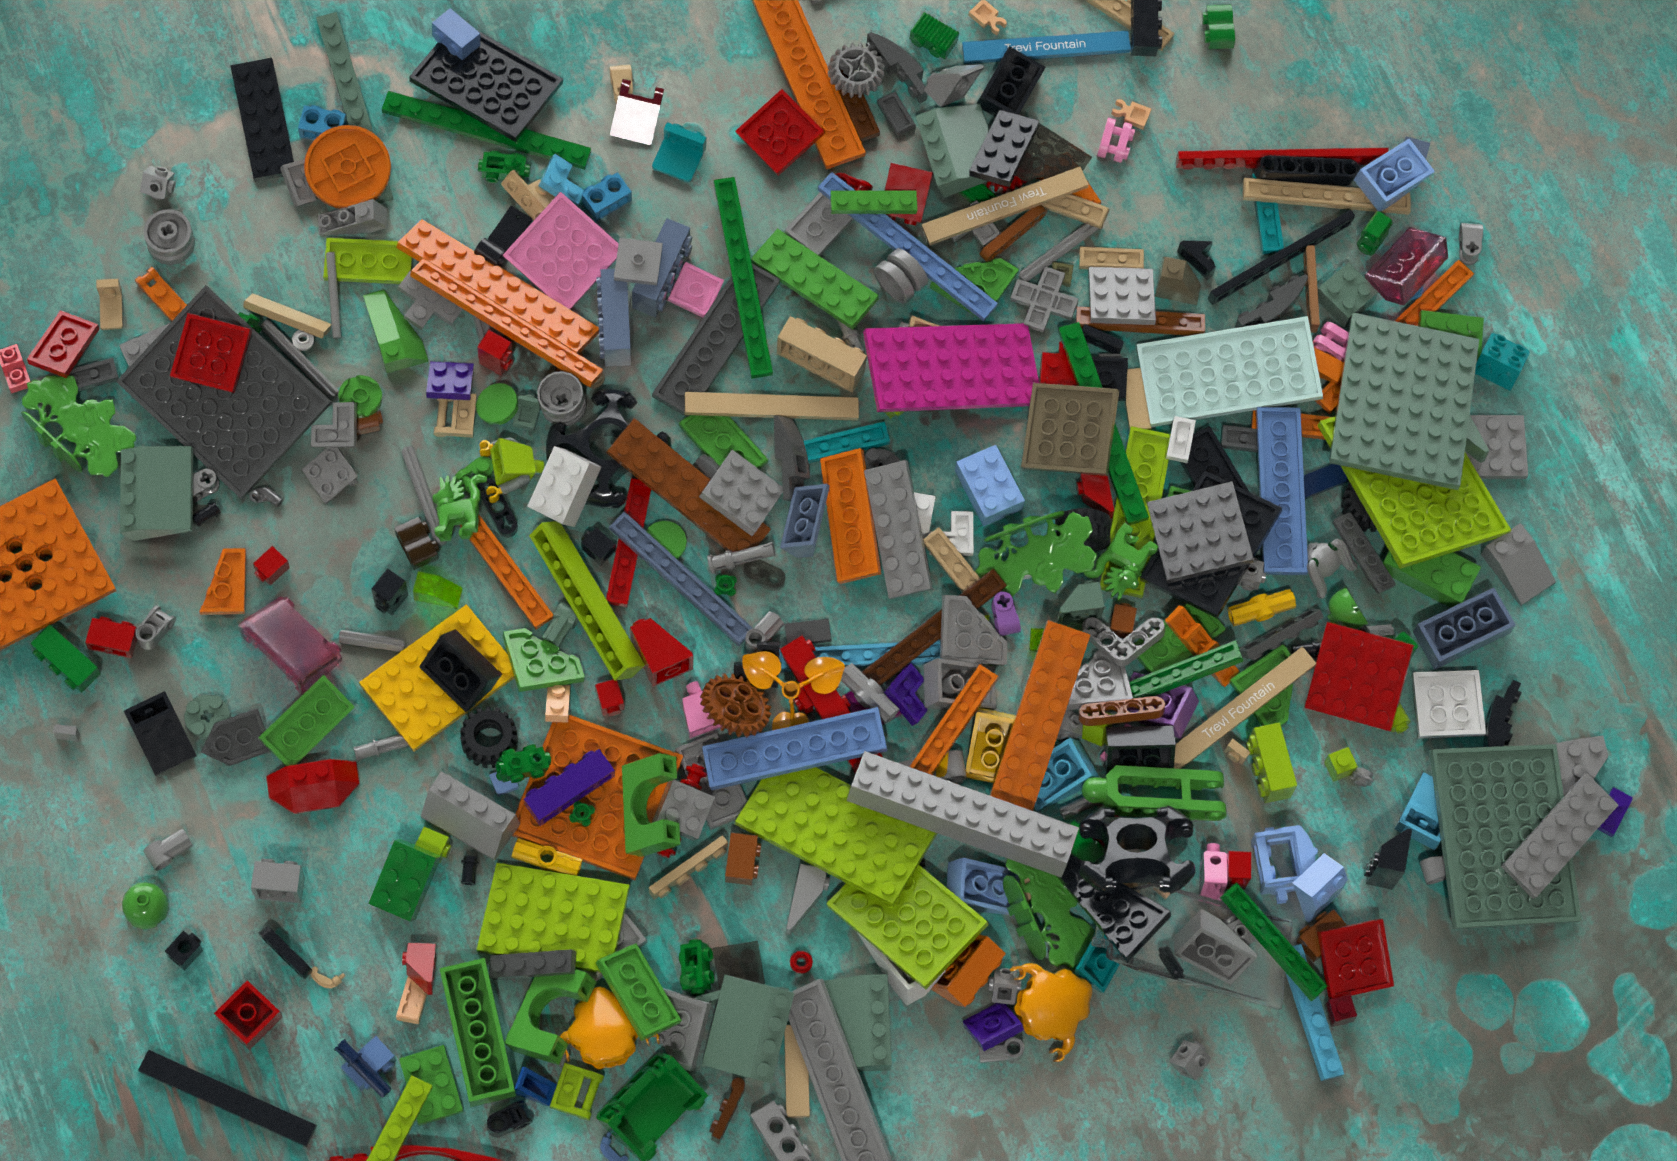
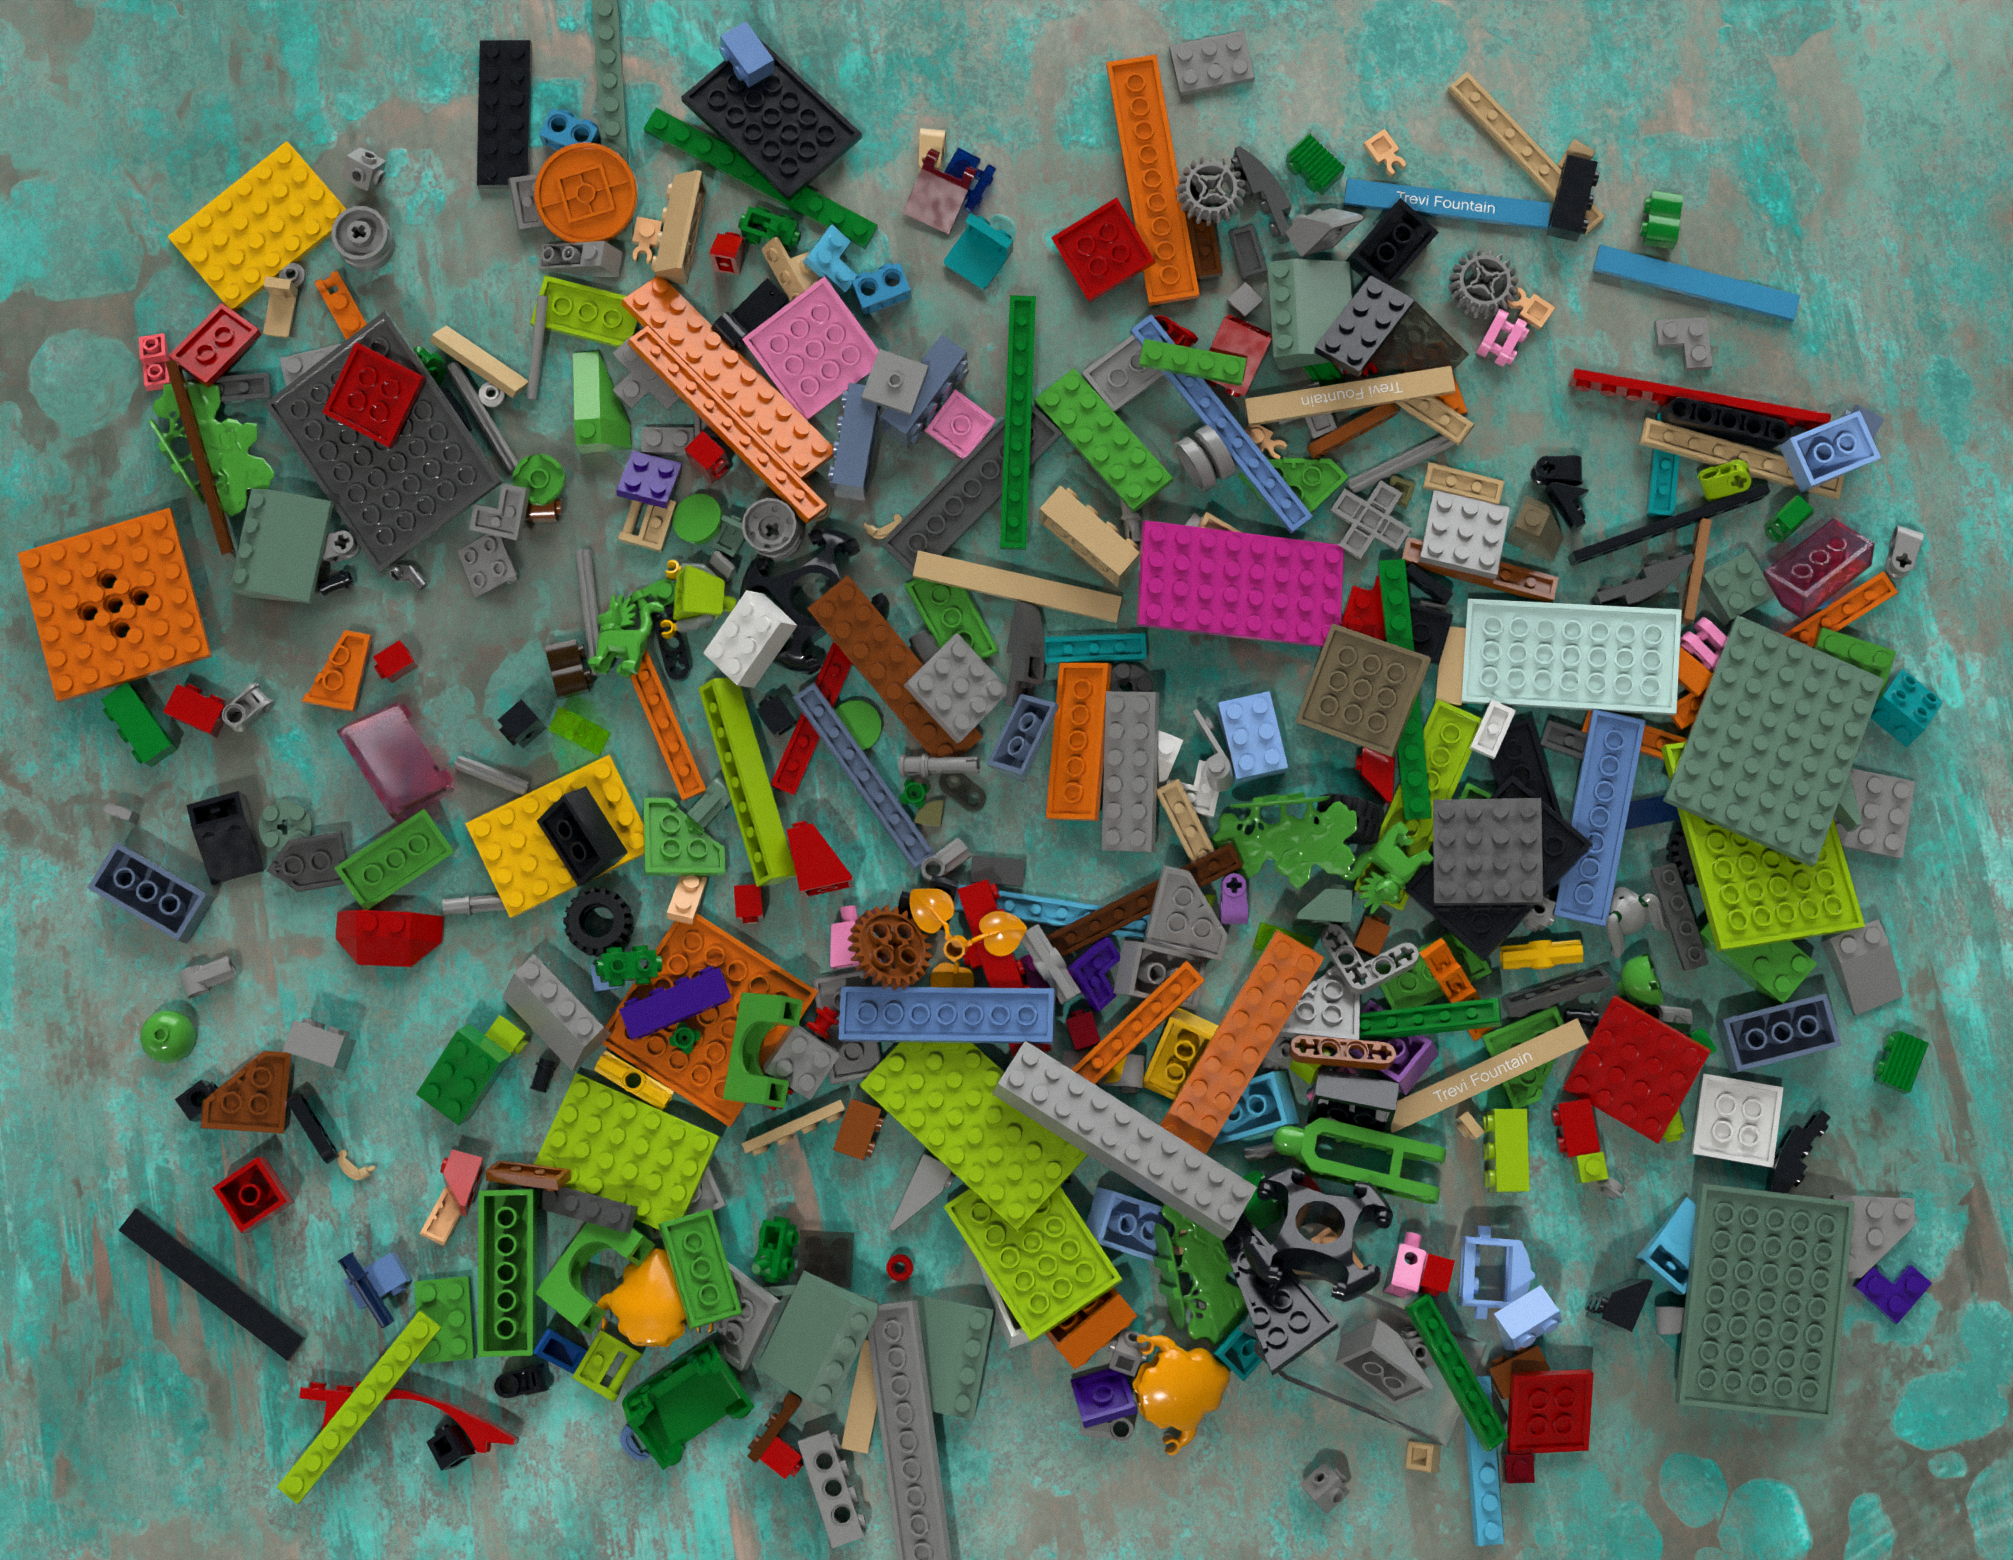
camera: 20 degrees right, 10 degrees up
(74, 434) = (201, 460): none -> reddish brown tile
(77, 245) = (258, 226): none -> yellow plate
(106, 790) = (151, 893): none -> sand blue brick
(116, 271) = (299, 277): none -> light grey plate
(229, 937) = (252, 1097): none -> dark orange plate
(403, 193) = (645, 236): none -> light nougat plate
(430, 178) = (680, 227): none -> tan slope
(457, 348) = (666, 440): none -> light grey plate
(474, 192) = (727, 253): none -> red slope
(477, 950) = (528, 1175): none -> dark orange plate
(526, 436) = (722, 567): none -> light grey slope
(647, 90) = (957, 166): none -> clear blue plate
(651, 386) = (884, 531): none -> tan piece
(740, 1133) = (782, 1458): none -> red brick
(742, 599) = (930, 814): none -> olive tile
(902, 151) = (1244, 300): none -> light grey tile
(906, 742) = (1082, 1030): none -> dark red brick
(943, 252) = (1262, 439): none -> light nougat plate
(968, 508) = (1217, 766): none -> light grey door
(1089, 109) = (1477, 265): none -> light grey gear
(1171, 963) = (1328, 1373): black axle -> none
(1183, 230) = (1560, 468): none -> black piece
(1257, 70) = (1696, 283): none -> dark azure tile
(1263, 110) = (1691, 335): none -> light grey plate
(1263, 1021) = (1423, 1457): none -> tan slope
(1315, 215) = (1723, 480): none -> lime piece
(1321, 735) = (1575, 1128): none -> red brick
(1559, 836) = (1831, 1316): light grey plate -> none
(1565, 631) = (1900, 1061): none -> green brick

